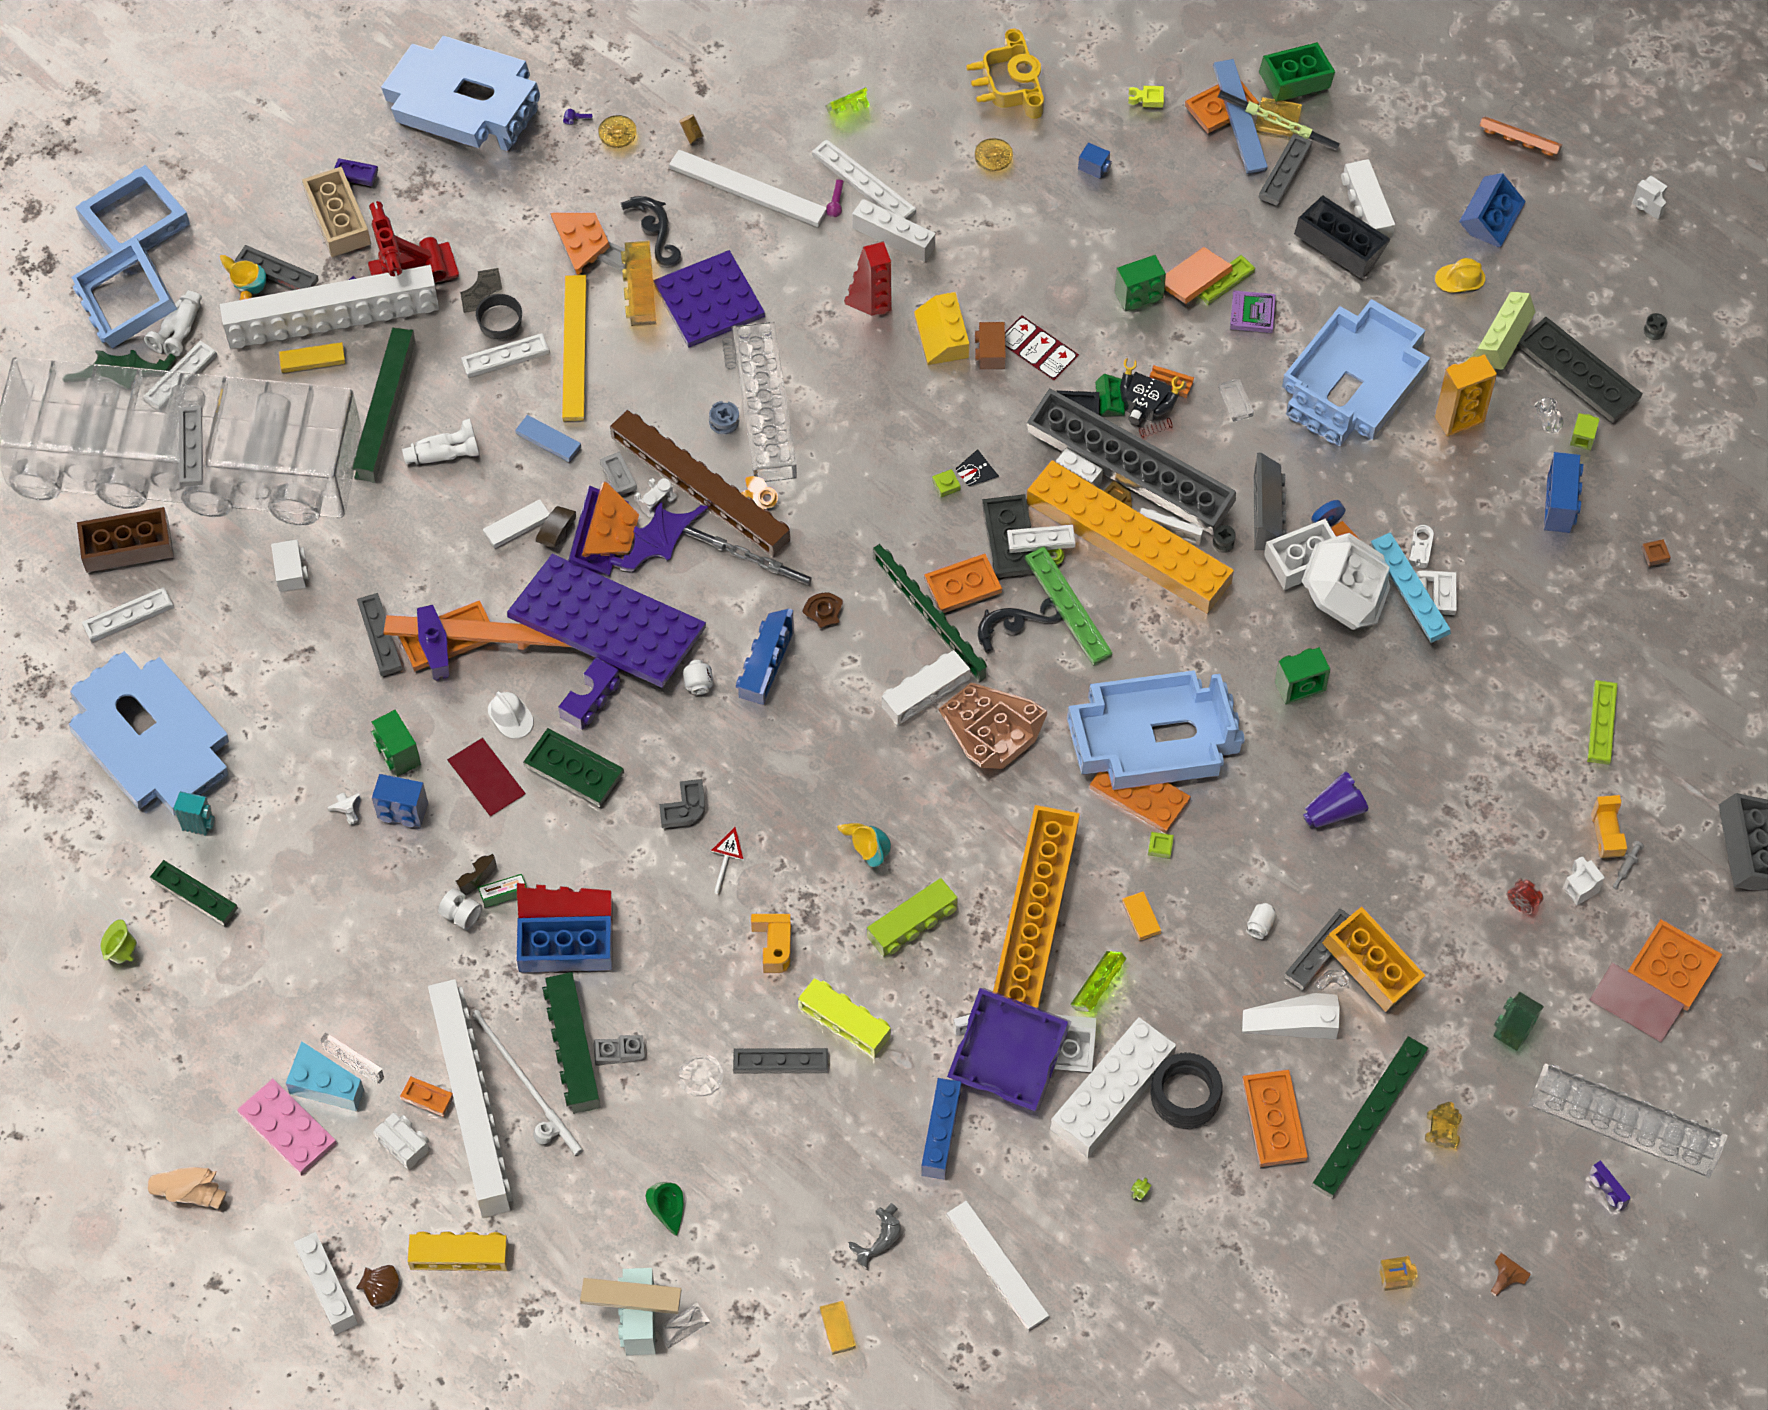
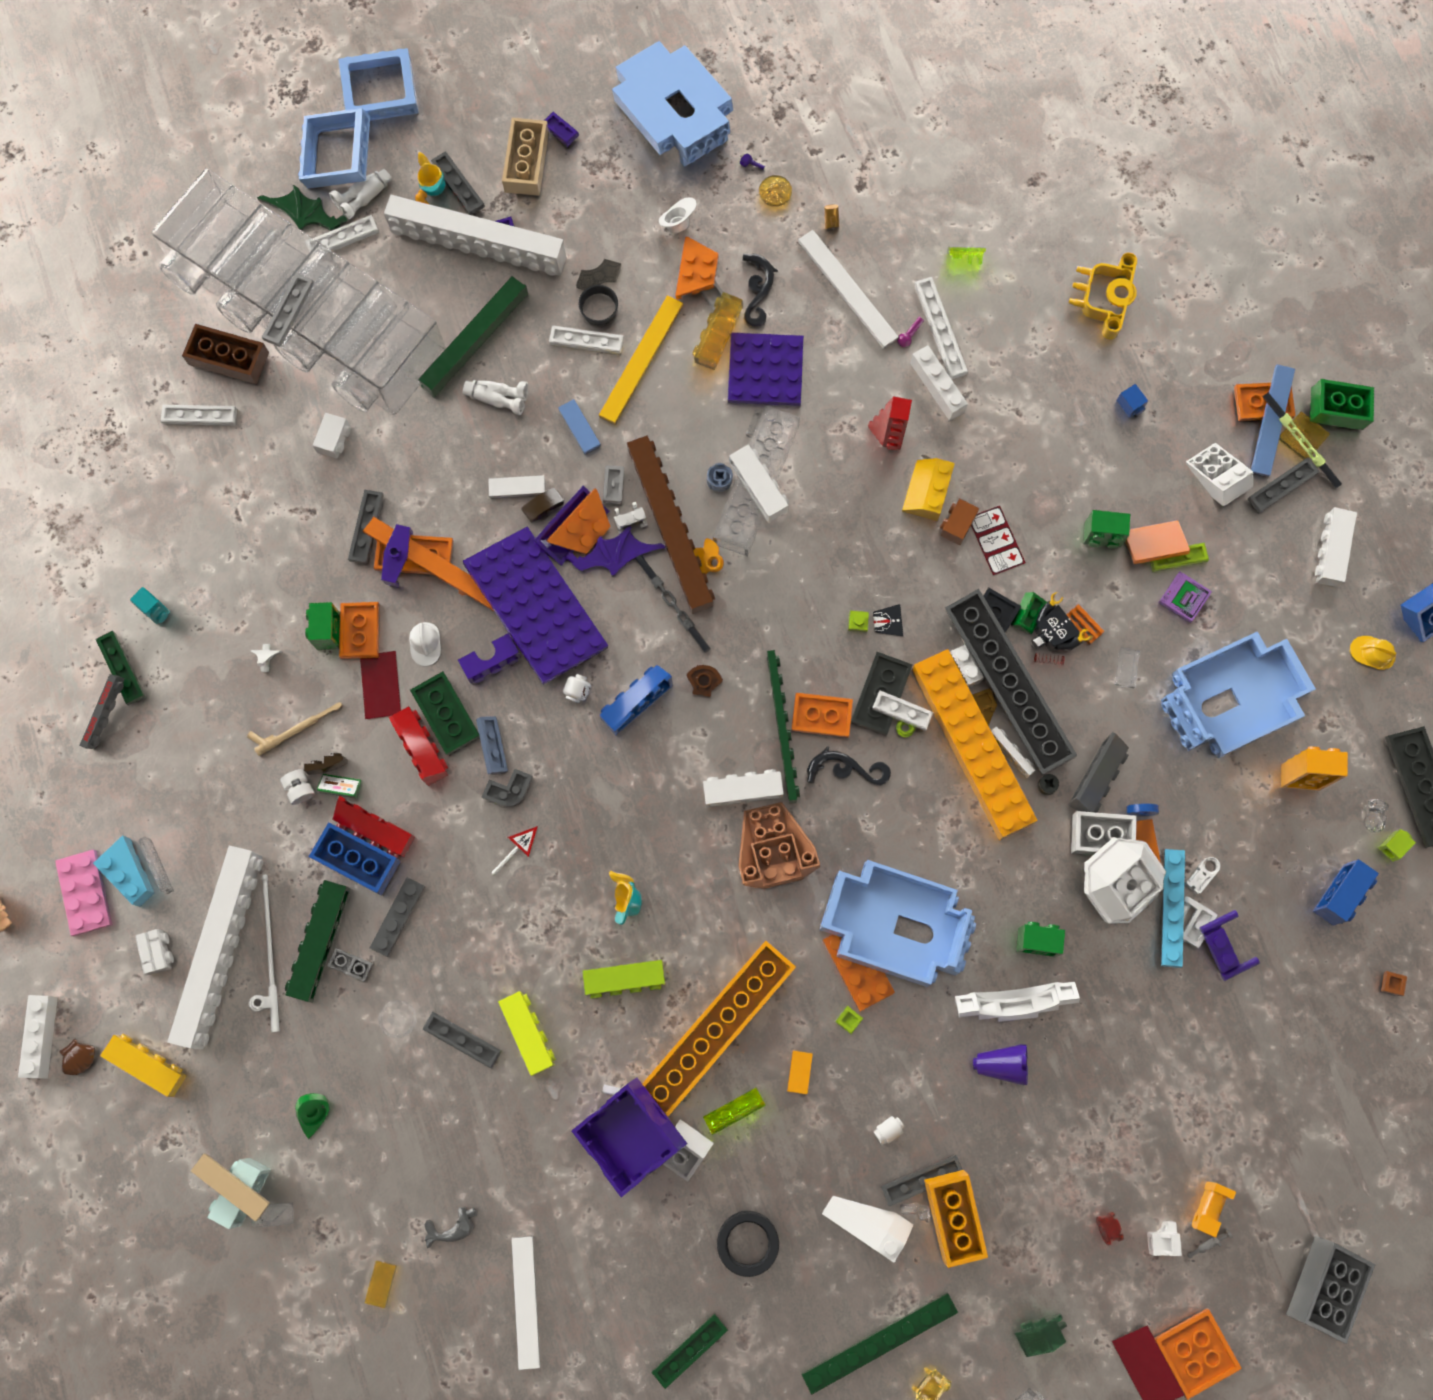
camera: 30 degrees right, 15 degrees up
(118, 943) = (44, 682): lime piece -> none
(166, 757) = (163, 550): light blue panel -> none
(204, 948) = (101, 712): none -> dark grey plate
(312, 357) = (444, 269): yellow tile -> none
(400, 800) = (300, 676): blue brick -> none
(404, 883) = (271, 741): none -> tan piece
(412, 255) = (541, 218): red plate -> none
(426, 1096) = (189, 923): orange plate -> none
(434, 735) = (359, 630): none -> orange tile
(532, 196) = (677, 217): none -> white piece
(565, 809) = (418, 746): none -> red wedge
(641, 772) = (492, 745): none -> sand blue plate
(641, 981) = (397, 917): none -> dark grey plate
(772, 396) = (758, 483): none -> white brick
(778, 928) = (513, 941): light orange piece -> none
(941, 1128) = (545, 1168): blue brick -> none
(993, 154) = (1055, 355): clear yellow wheel -> none
(1068, 605) = (892, 778): bright green tile -> none
(1112, 1087) = (693, 1208): white brick -> none
(1140, 1188) = (667, 1303): lime plate -> none
(1150, 96) = (1210, 366): neon yellow plate -> none
(1189, 1220) = (689, 1351): none -> dark green plate
(1220, 186) = (1221, 474): none -> white slope
(1274, 1118) = (803, 1303): orange plate -> none
(1317, 744) = (1017, 1003): none -> white piece
(1341, 236) = (1295, 569): black slope -> none
(1480, 601) = (1222, 949): none -> dark purple plate
(1506, 329) = (1374, 729): yellowish green wedge -> none
(1602, 722) = (1262, 1107): lime tile -> none

